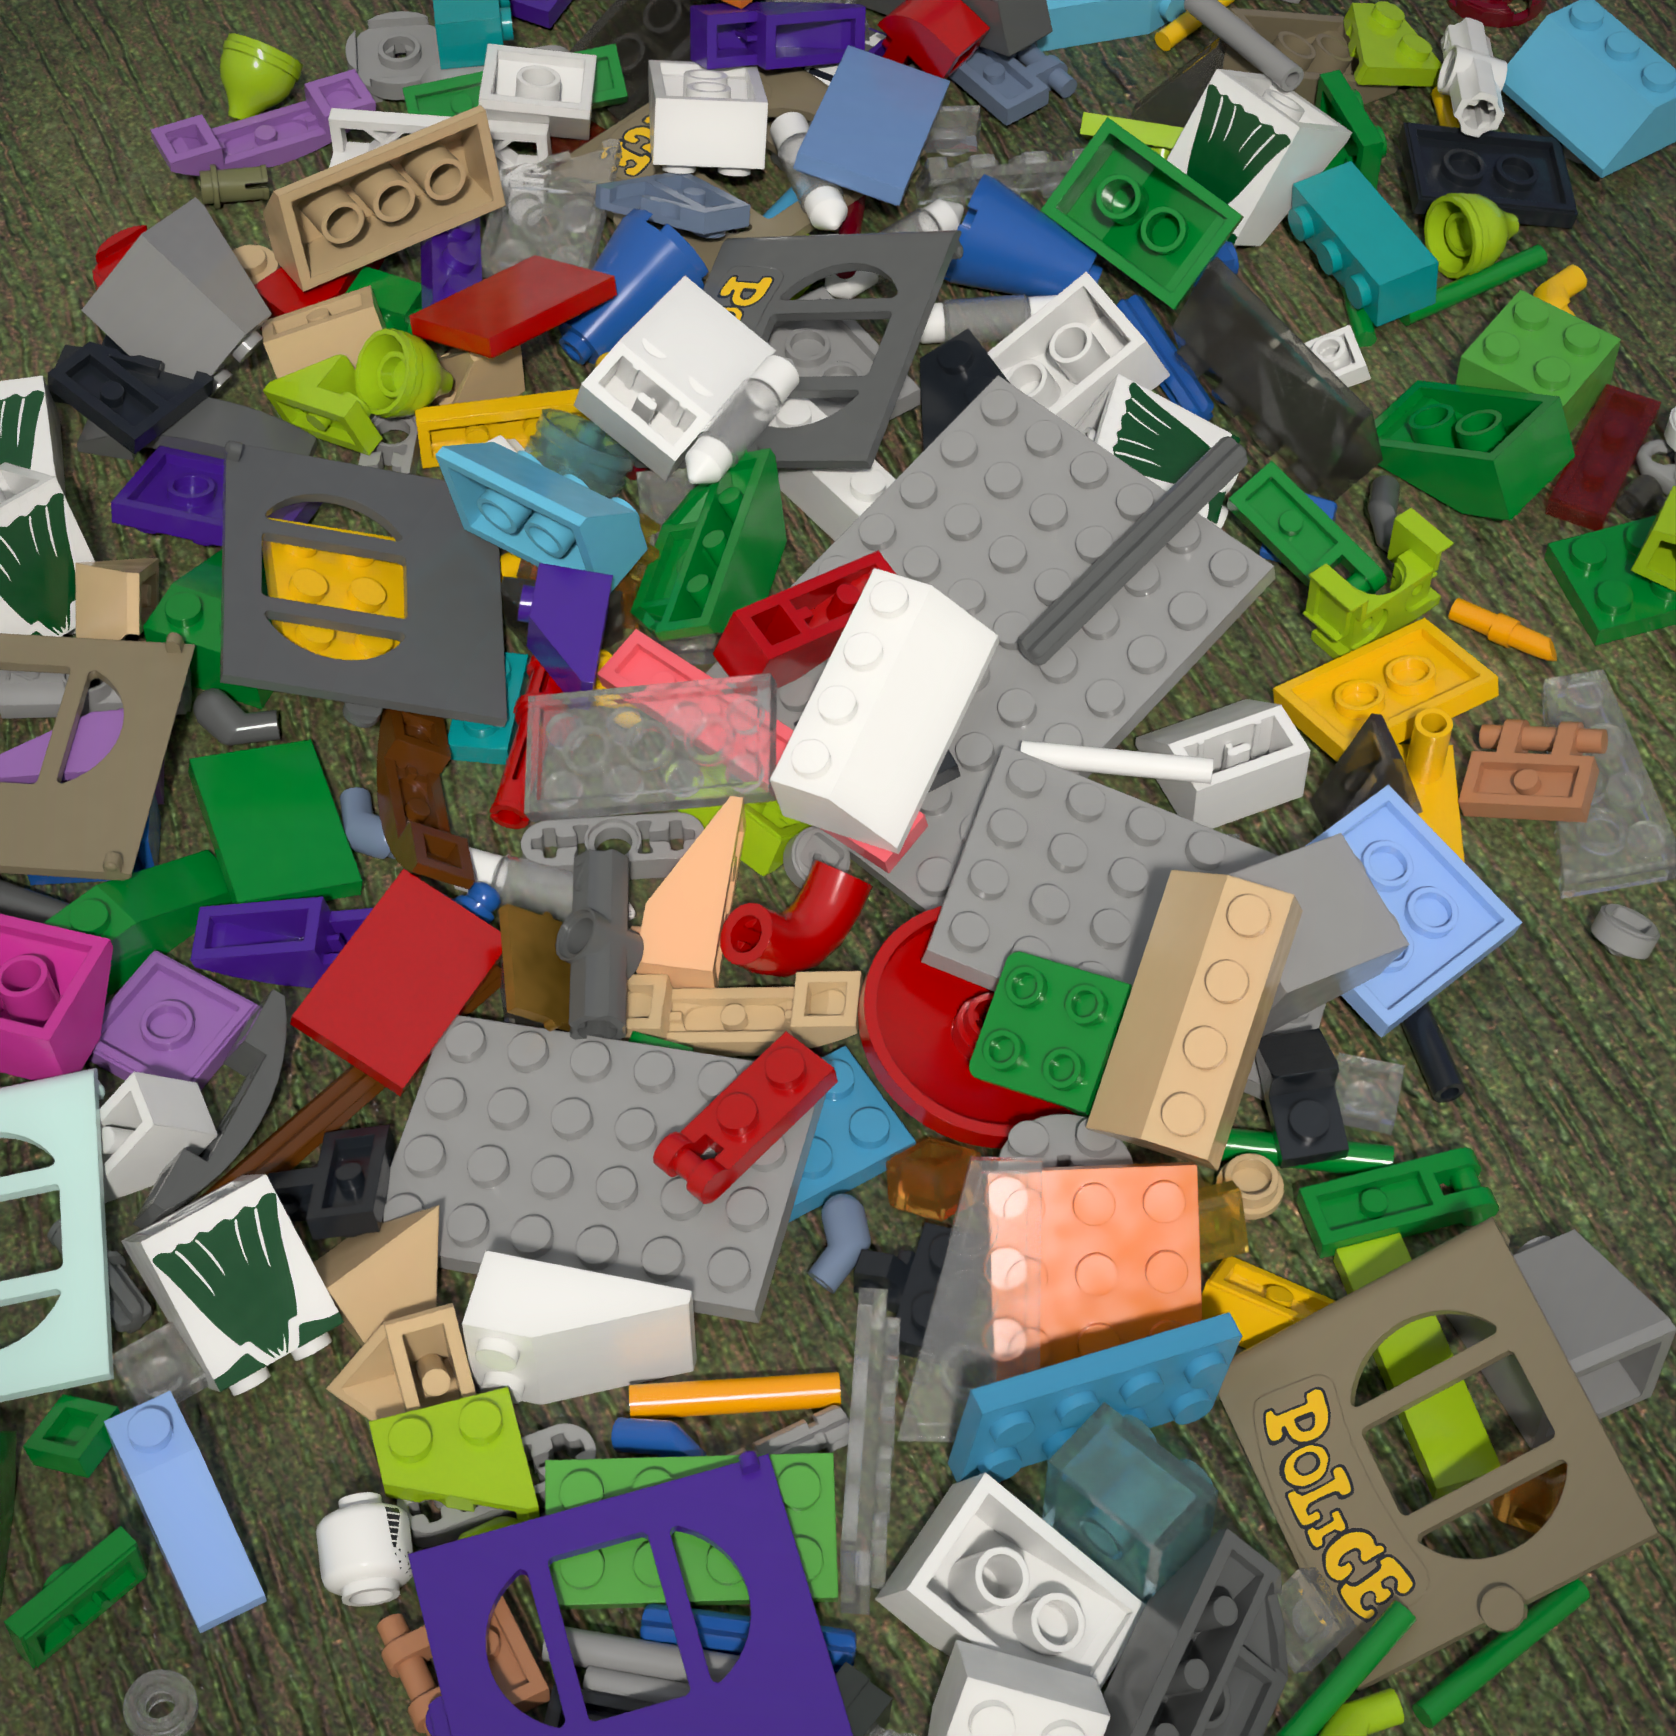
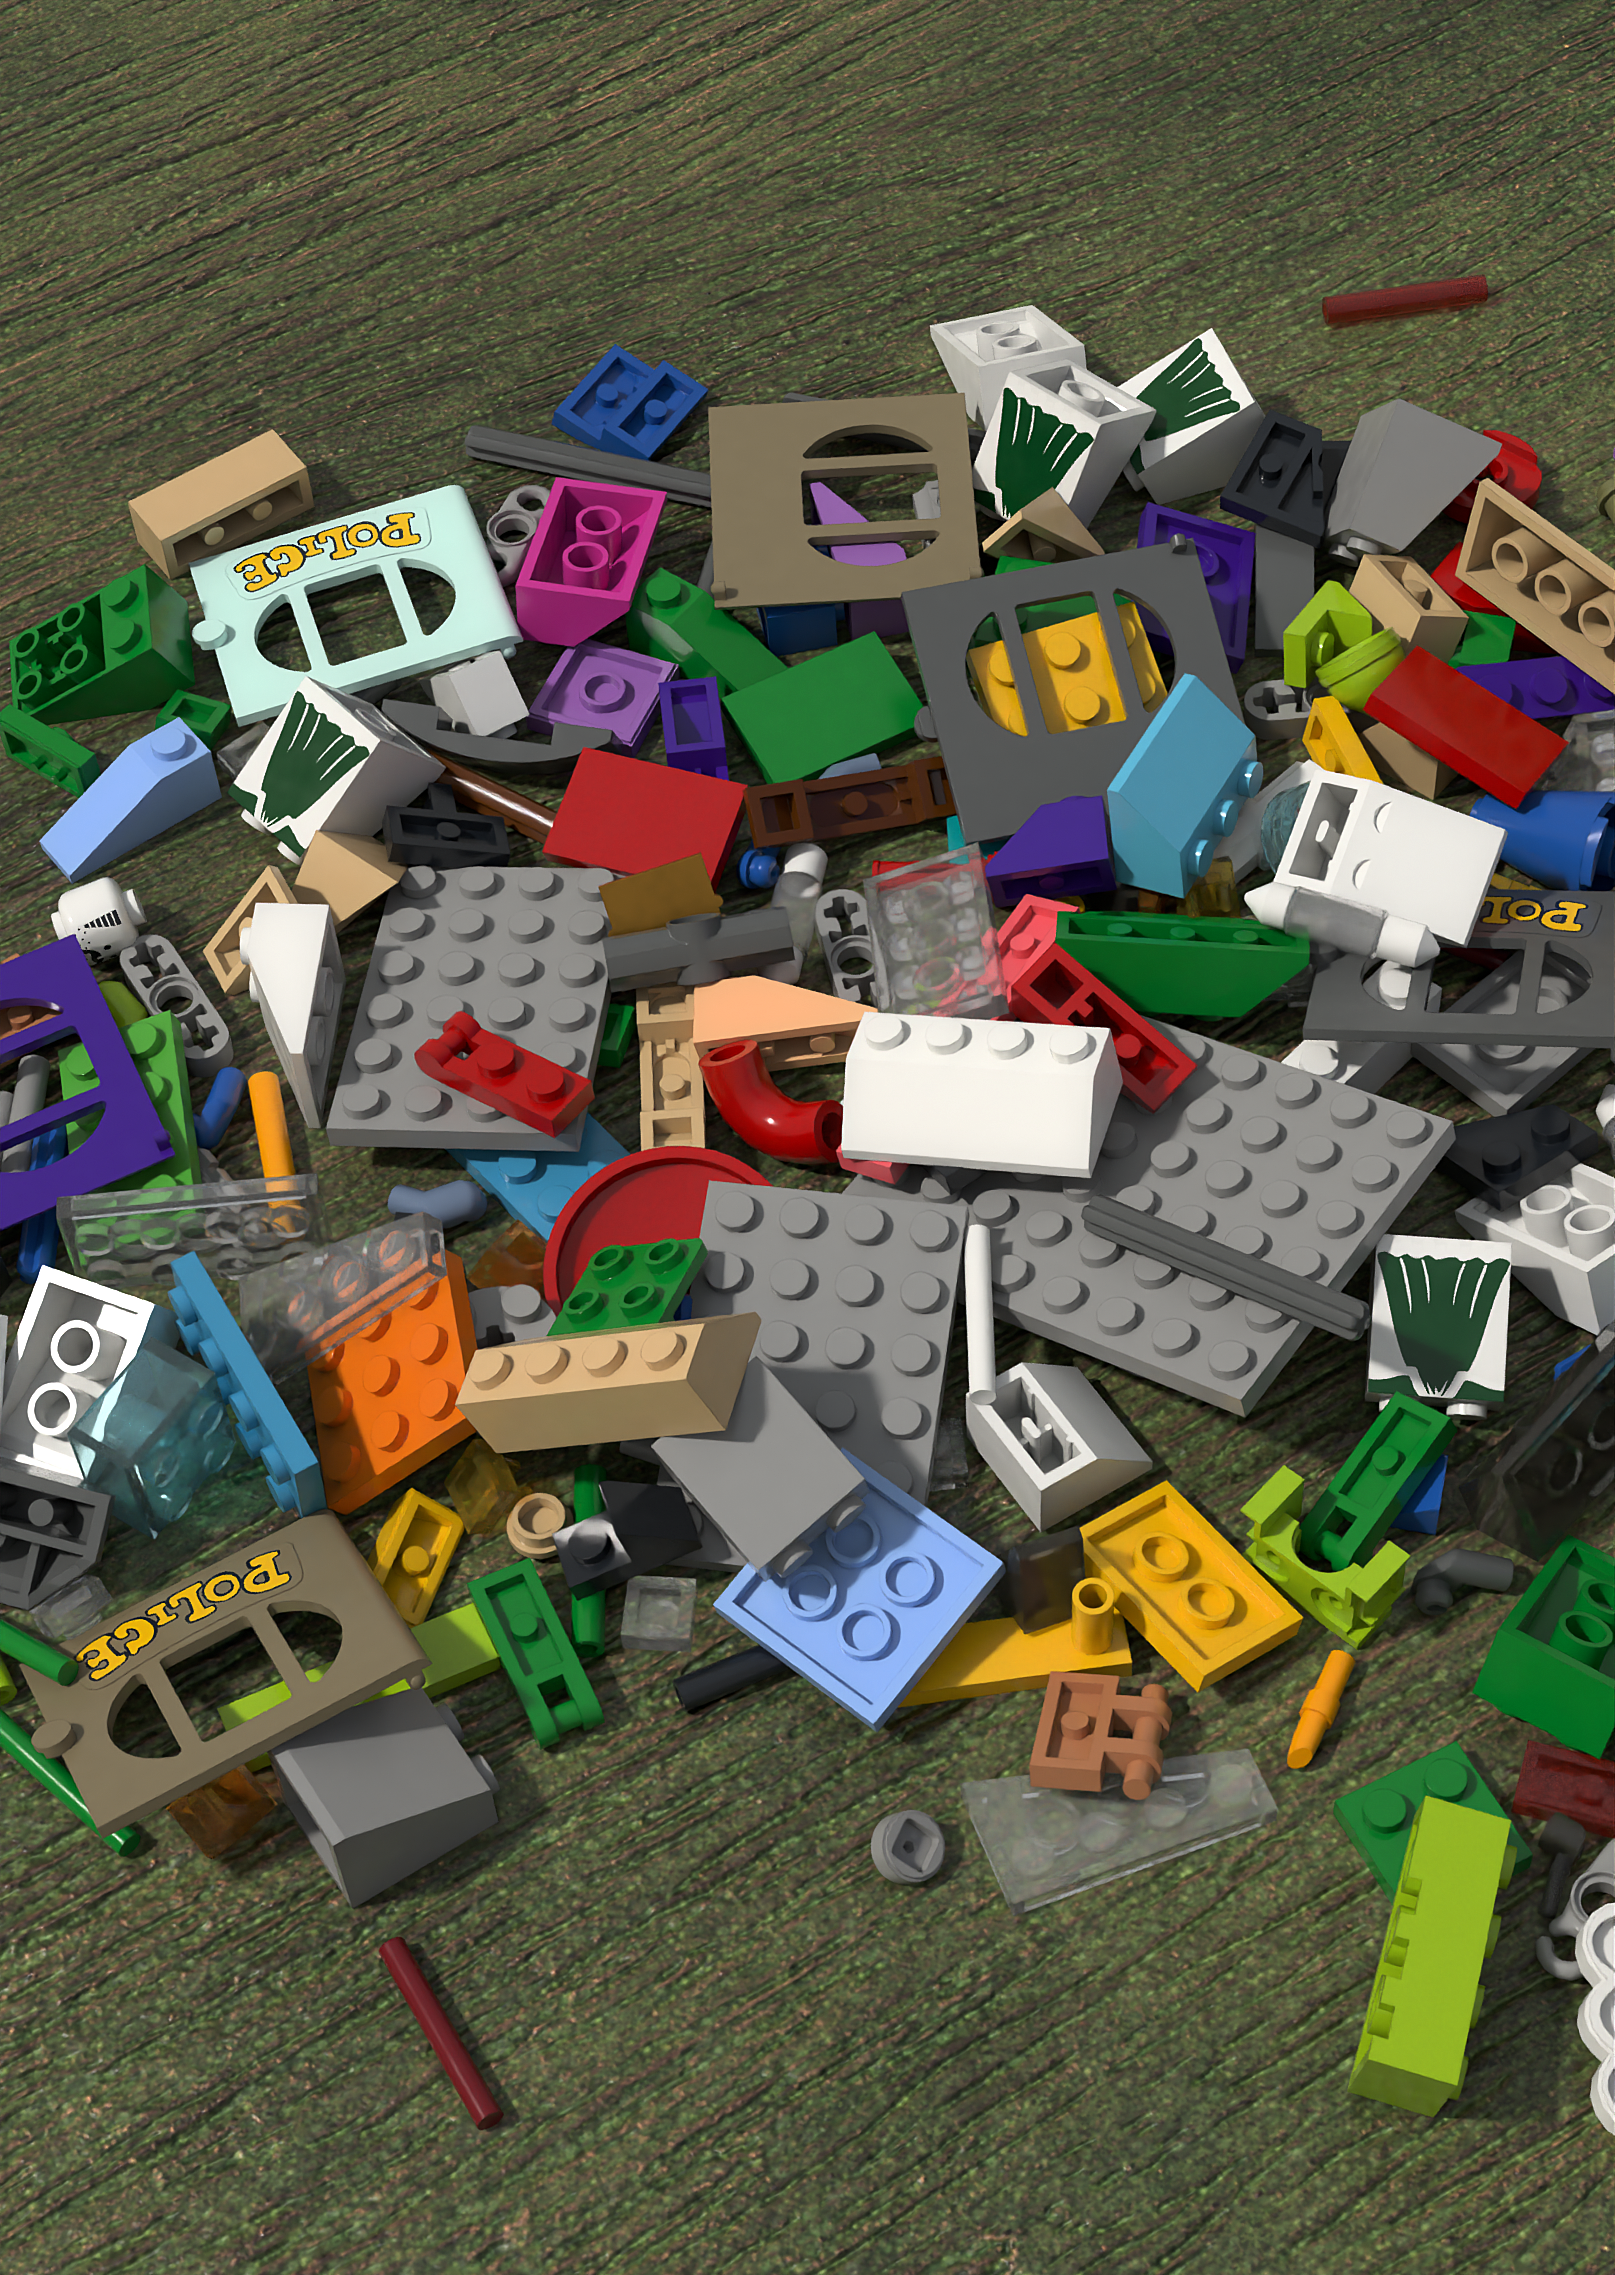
camera: 85 degrees right, 0 degrees up
(457, 1455) = (184, 961): lime wing -> none

